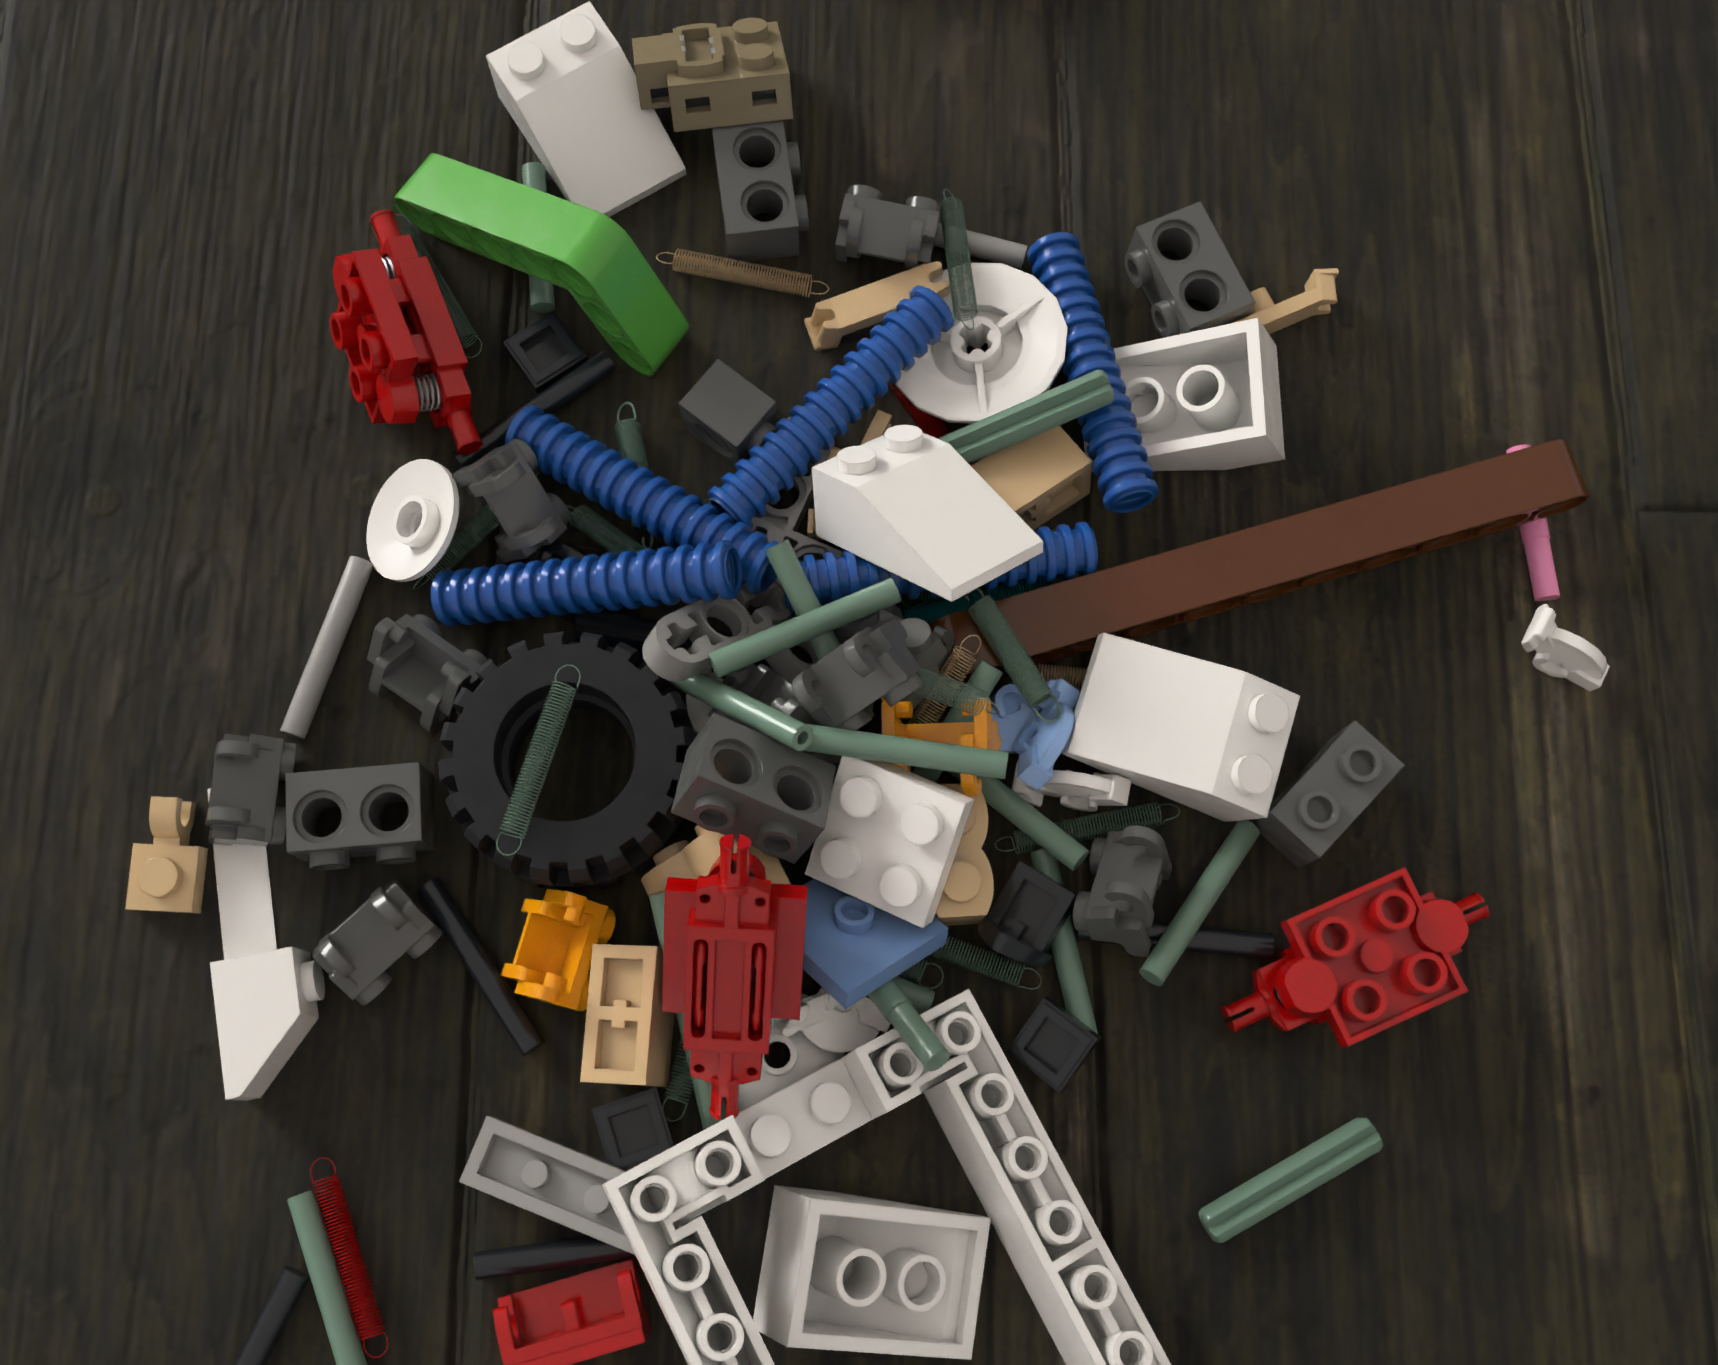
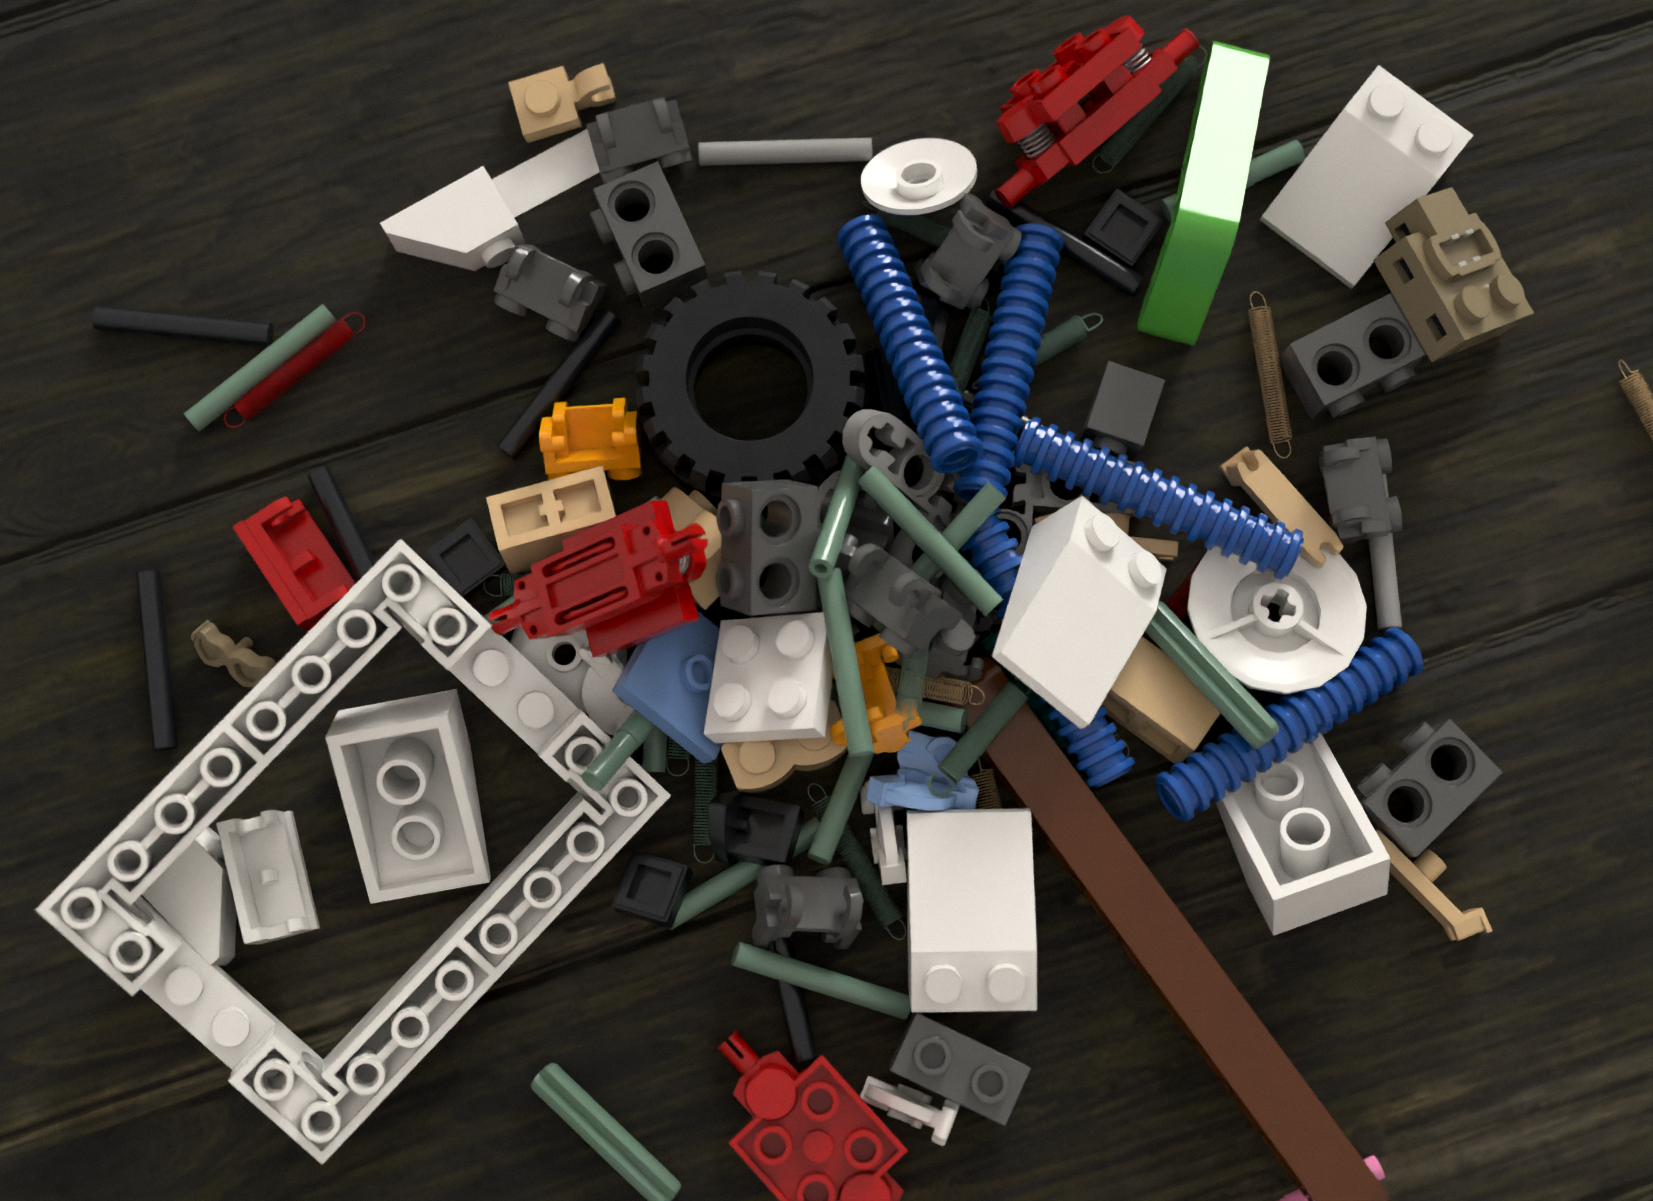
camera: 75 degrees right, 5 degrees up
(421, 667) = (792, 236): dark grey piece -> none
(528, 777) = (789, 354): sand green piece -> none
(545, 1180) = (403, 494): light grey plate -> none
(965, 243) = (1309, 581): sand green piece -> none
(1349, 854) = (911, 1107): none -> white piece

